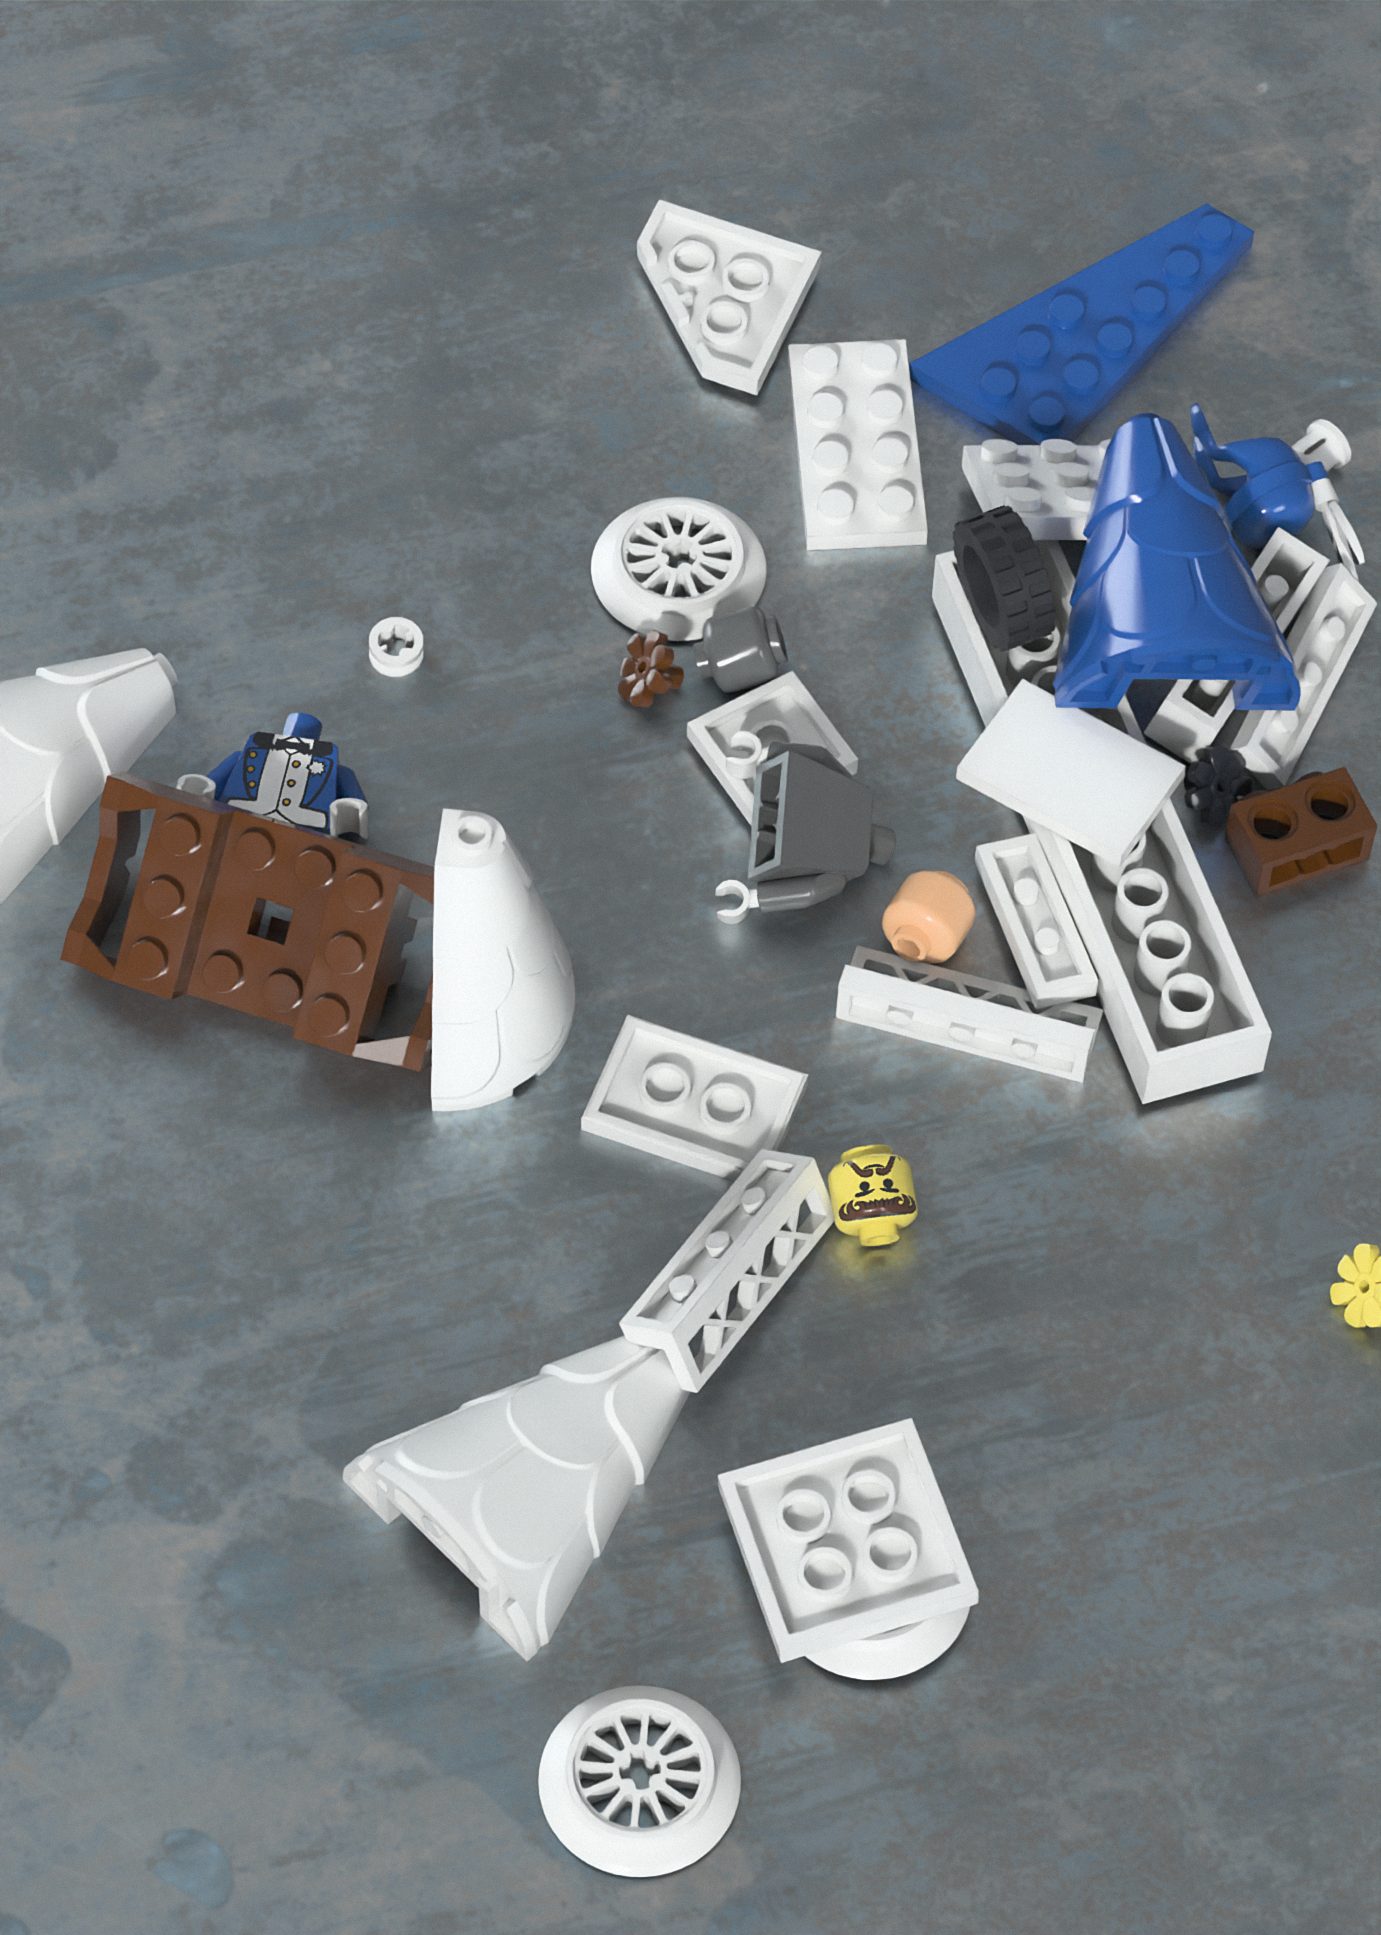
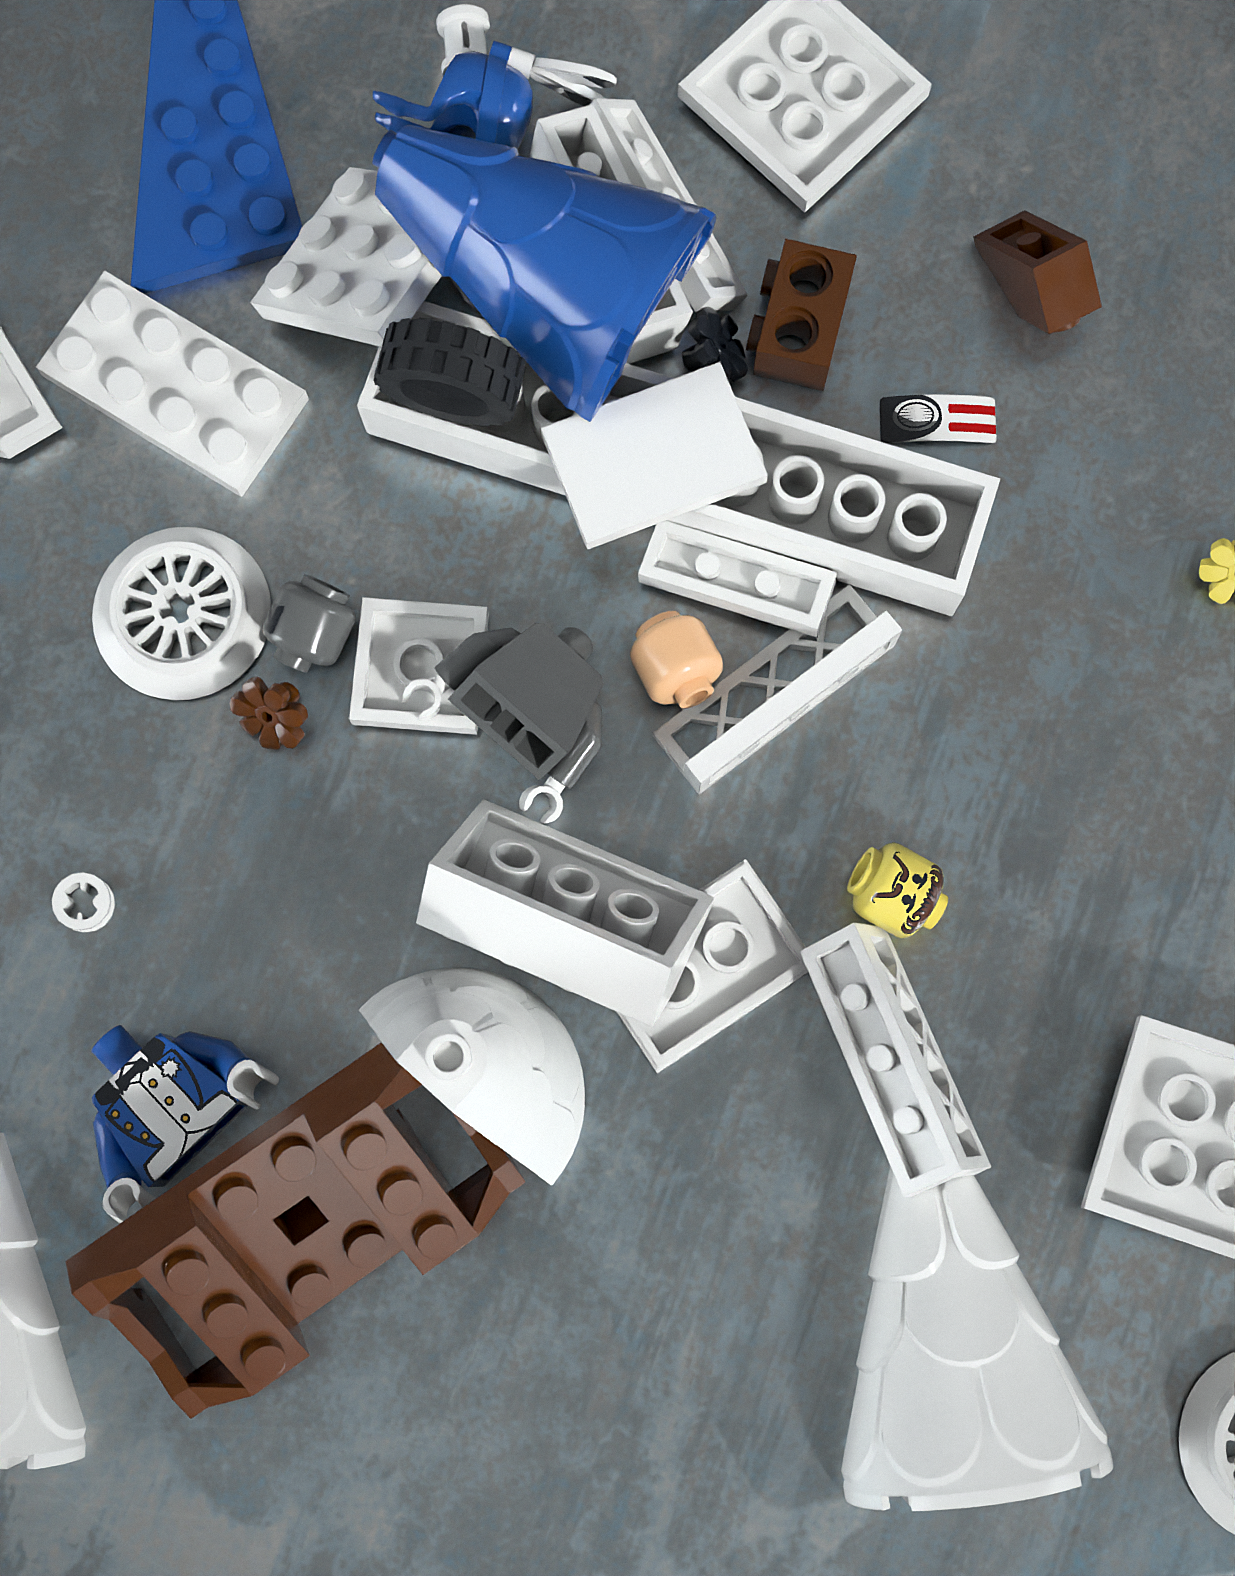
camera: 50 degrees left, 20 degrees up
(657, 963) = (563, 911): none -> white slope
(1308, 994) = (937, 418): none -> sticker

